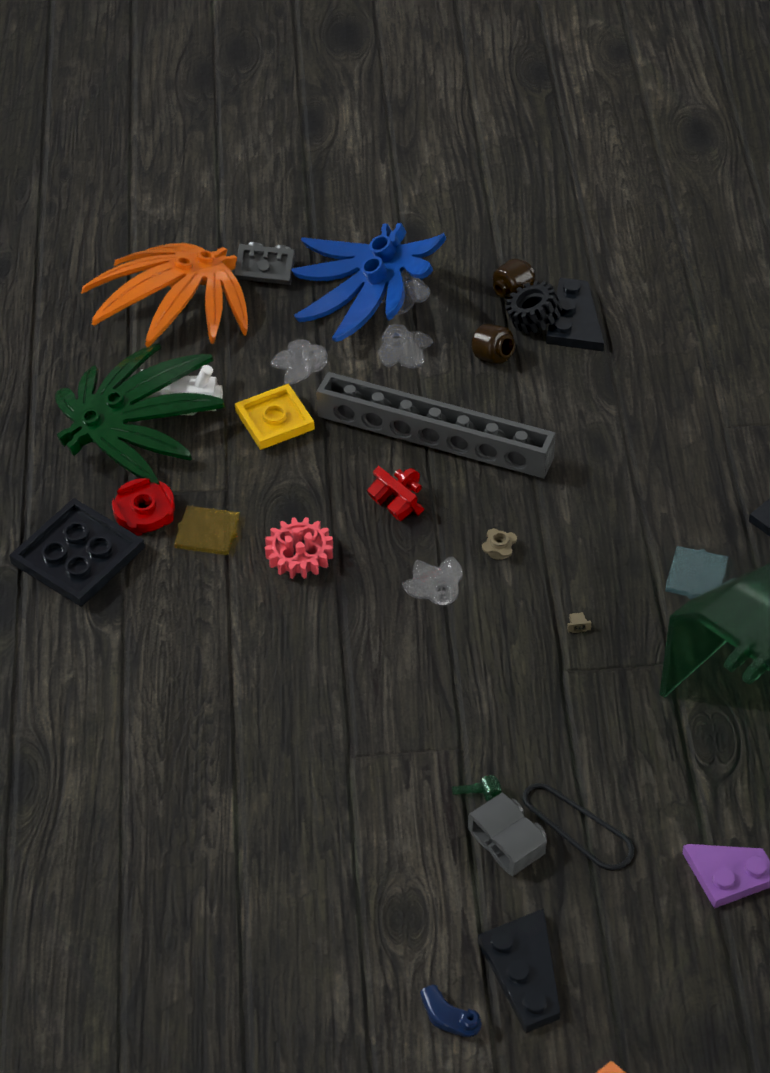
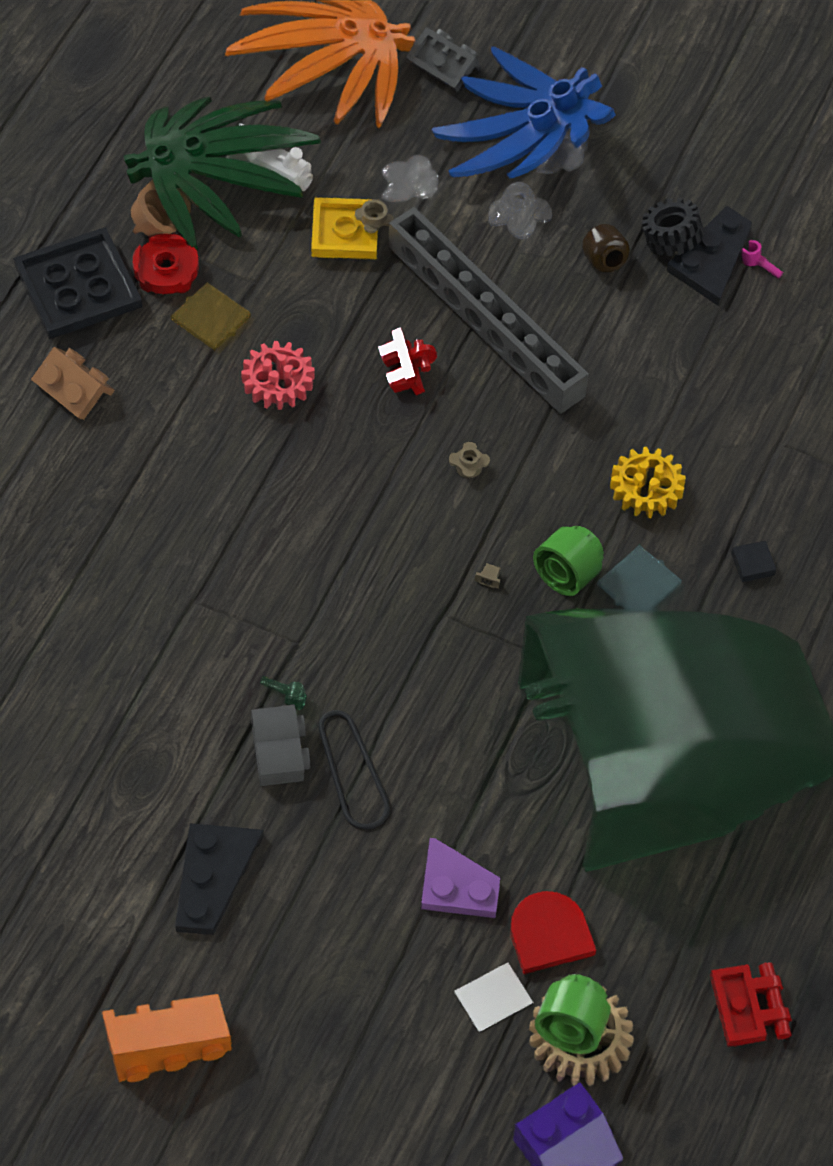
camera: 25 degrees right, 10 degrees up
(106, 471) = (149, 213): none -> medium nougat piece
(126, 631) = (71, 382): none -> medium nougat bracket
(296, 394) = (372, 209): none -> dark tan plate
(435, 583) = (383, 466): clear plate -> none
(447, 1016) = (115, 882): dark blue arm -> none
(512, 275) = (675, 183): dark brown head -> none
(604, 305) = (755, 258): none -> dark pink hand
(637, 579) = (569, 559): none -> bright green piece
(665, 494) = (630, 488): none -> yellow gear

